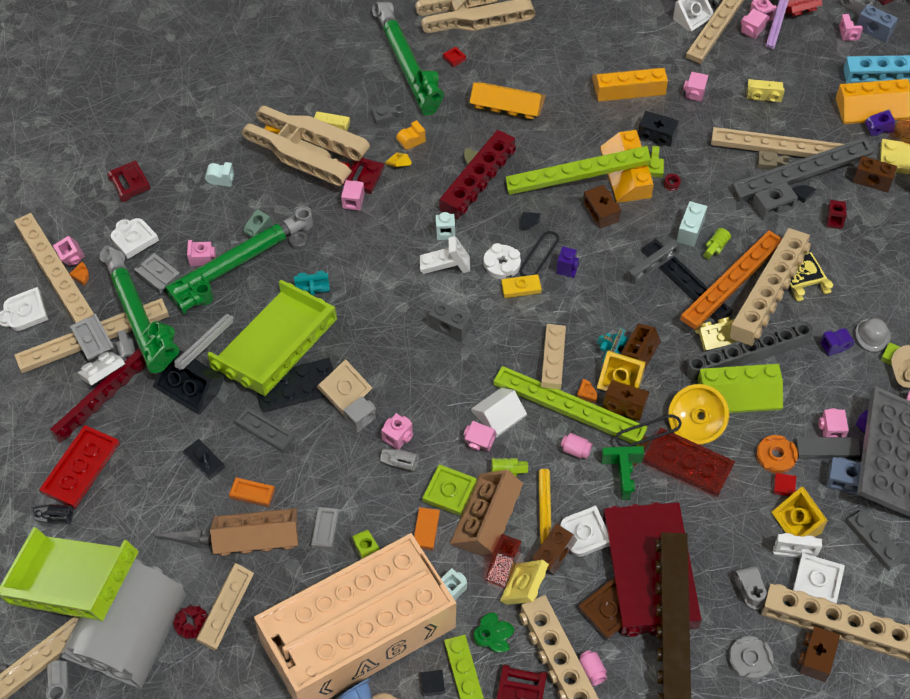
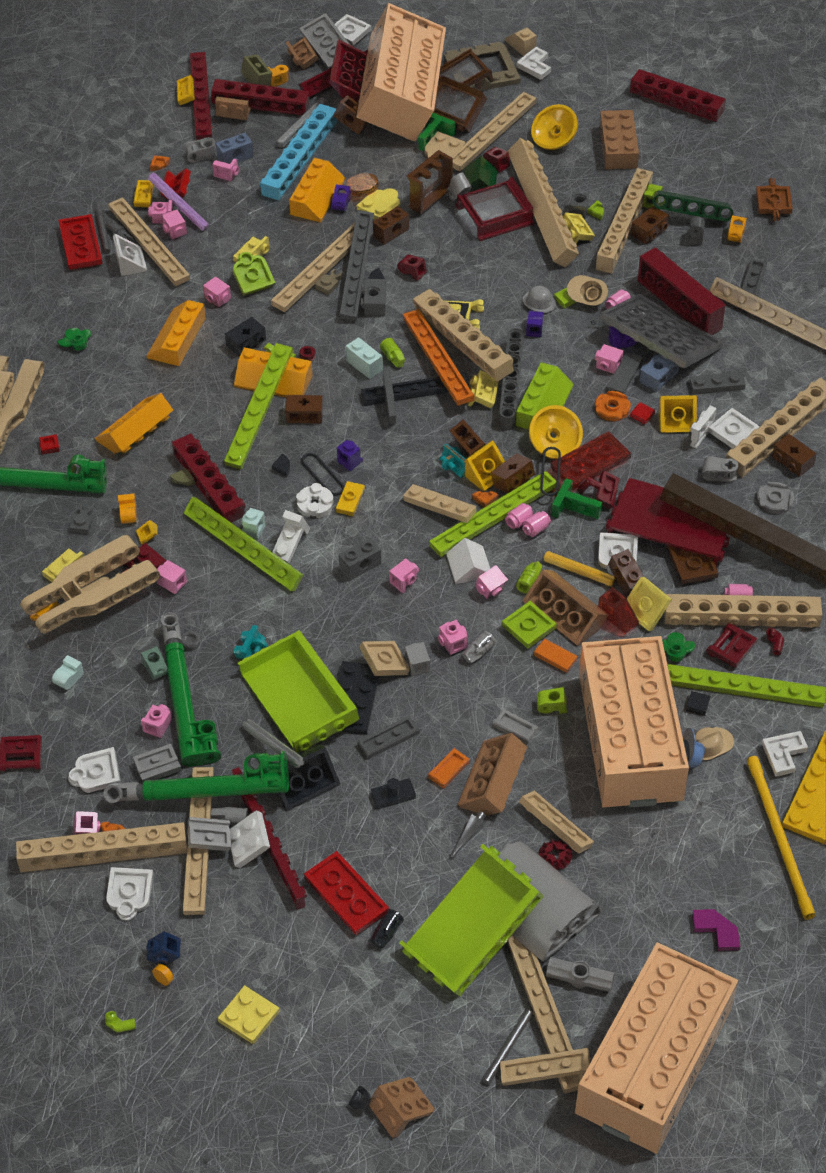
camera: 65 degrees left, 5 degrees down
(419, 231) = (243, 544): none -> lime plate
(452, 363) = (403, 575): none -> bright pink brick
(577, 426) = (516, 516): none -> bright pink brick
(578, 21) = (75, 338): none -> green plate
(657, 489) = (606, 488): none -> dark red plate
(734, 100) = (252, 273): none -> lime plate

